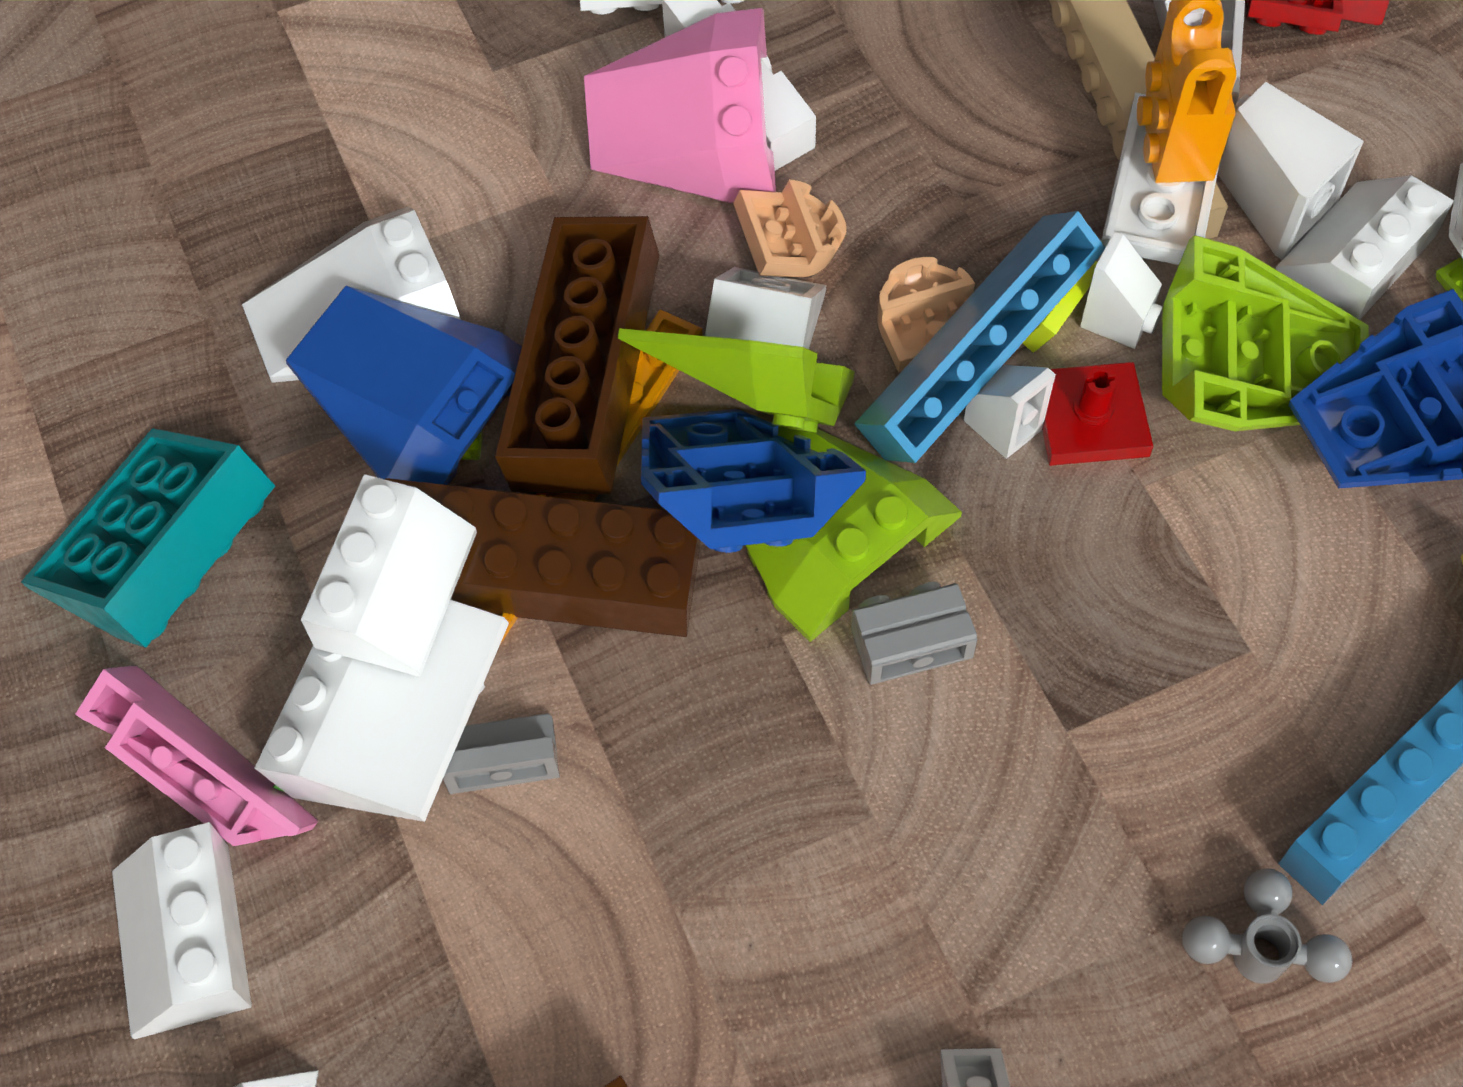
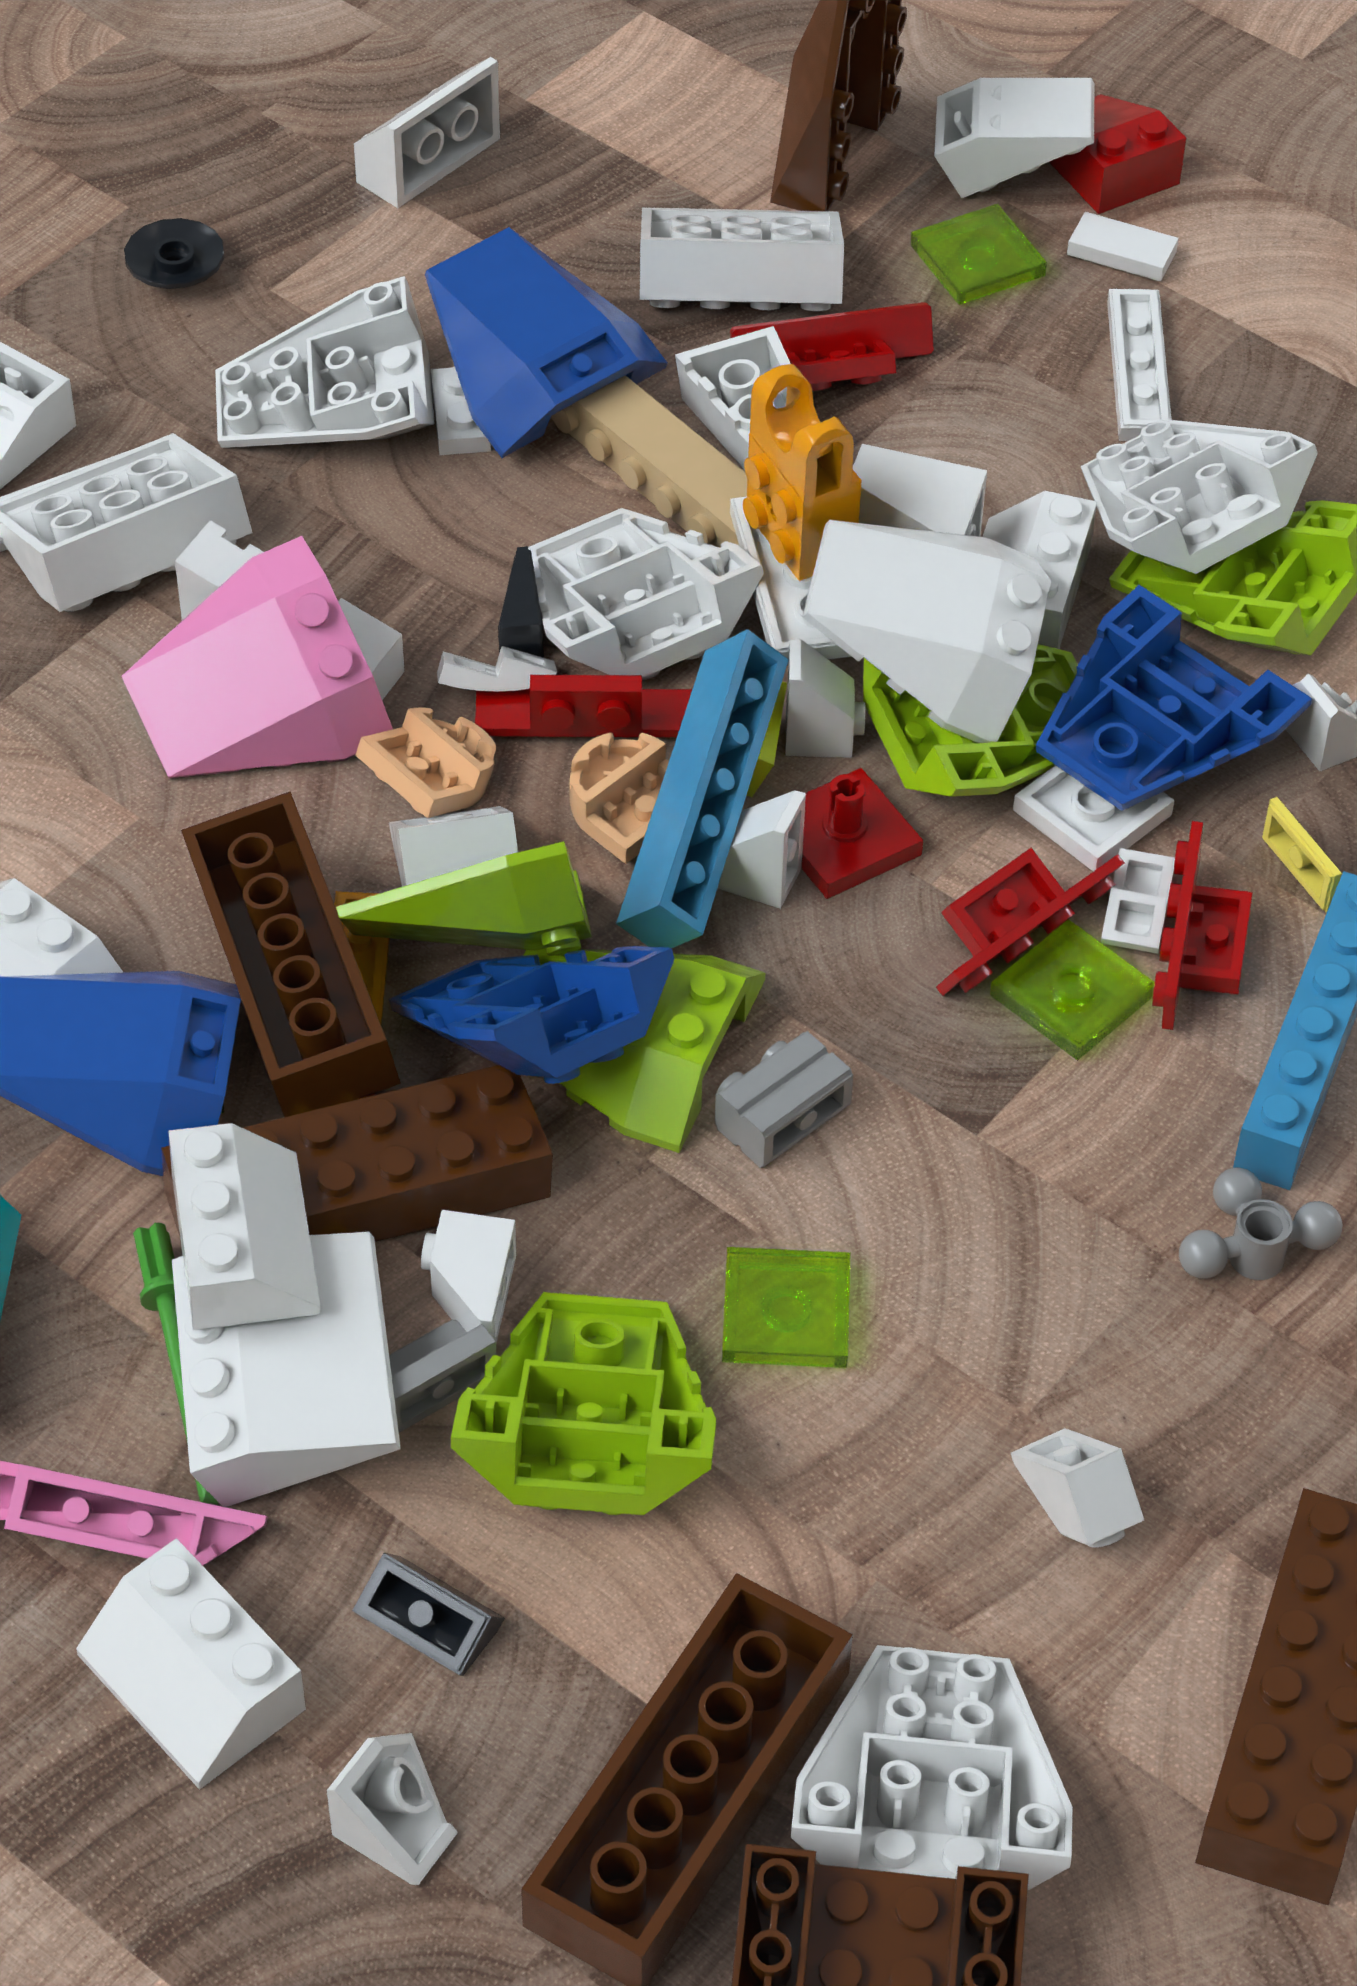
camera: 30 degrees left, 10 degrees down
(388, 968) = (427, 1613): none -> black slope
(581, 682) = (471, 1267): none -> white slope
(601, 846) = (588, 1409): none -> lime wedge
(820, 823) = (786, 1307): none -> clear neon green tile
(893, 178) = (509, 674): none -> white slope
(921, 135) = (520, 618): none -> black slope
(927, 227) = (582, 708): none -> red bracket
(1023, 148) = (637, 595): none -> white wedge
(1196, 537) = (1009, 907): none -> red bracket
(1218, 632) = (1072, 989): none -> clear neon green tile
(1249, 255) = (934, 614): none -> white wedge
(1303, 484) = (1085, 821): none -> white plate
(1316, 574) = (1138, 901): none -> white slope
(1360, 634) = (1208, 934): none -> red bracket

